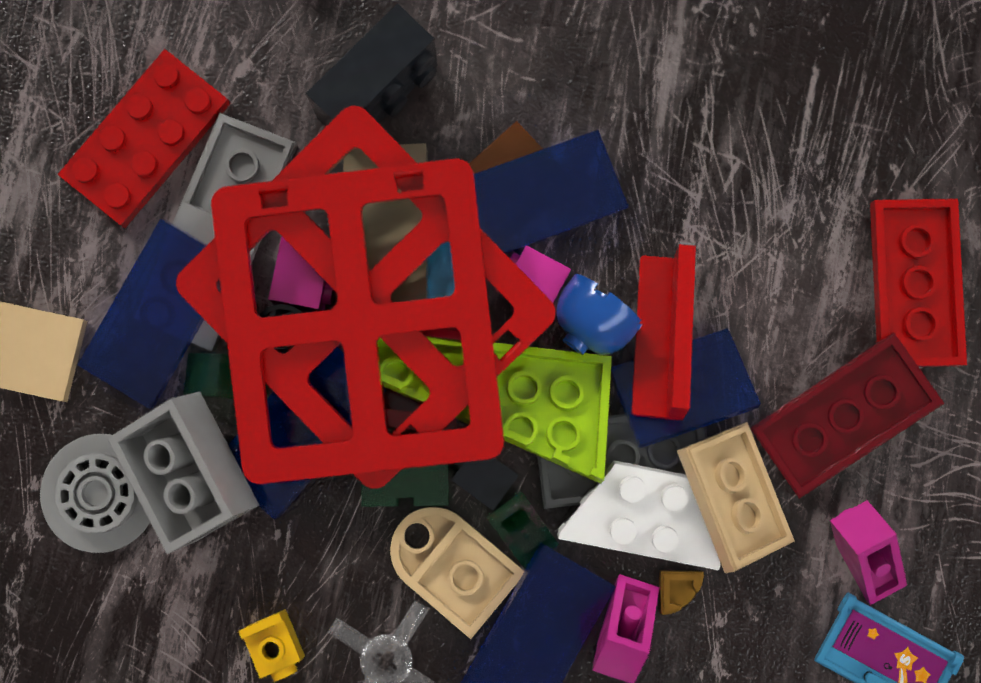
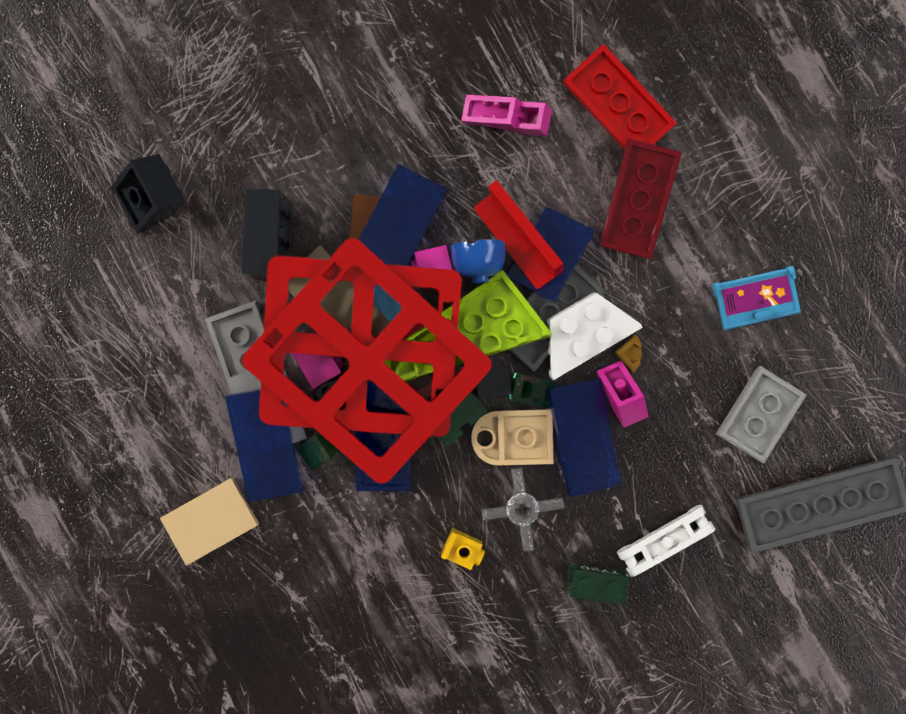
camera: 40 degrees left, 5 degrees up
(93, 495) = (314, 552): light grey wheel -> none
(144, 138) = (178, 364): red plate -> none
(183, 471) = (346, 506): light grey brick -> none
(735, 497) = (620, 285): tan tile -> none
(774, 183) = (507, 114): none -> dark pink slope
(869, 551) = (706, 255): dark pink slope -> none

